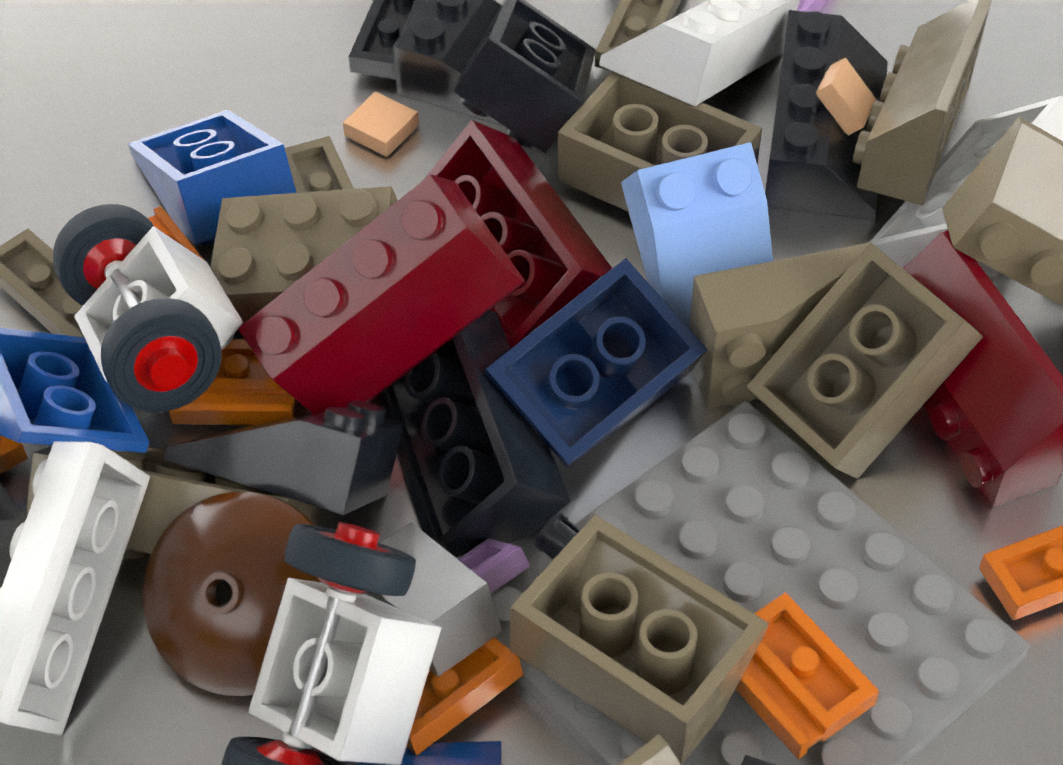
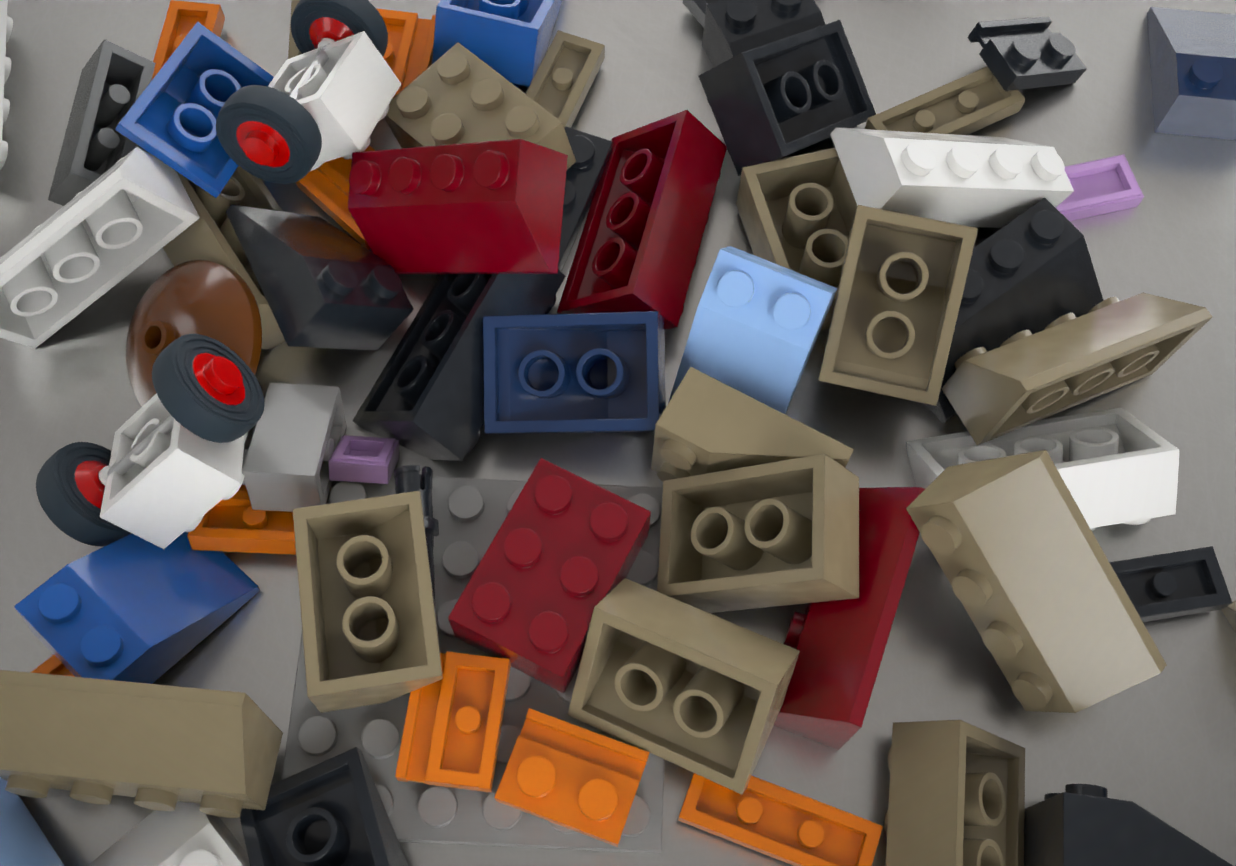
camera: 40 degrees right, 15 degrees up
(381, 124) = (659, 61): light nougat tile -> none
(749, 505) = (548, 571): none -> dark red brick
(795, 125) = (897, 304): none -> dark tan slope
(846, 96) = (1002, 308): light nougat tile -> none
(920, 641) = (572, 777): none -> orange plate
(929, 501) = (681, 683): none -> dark tan slope

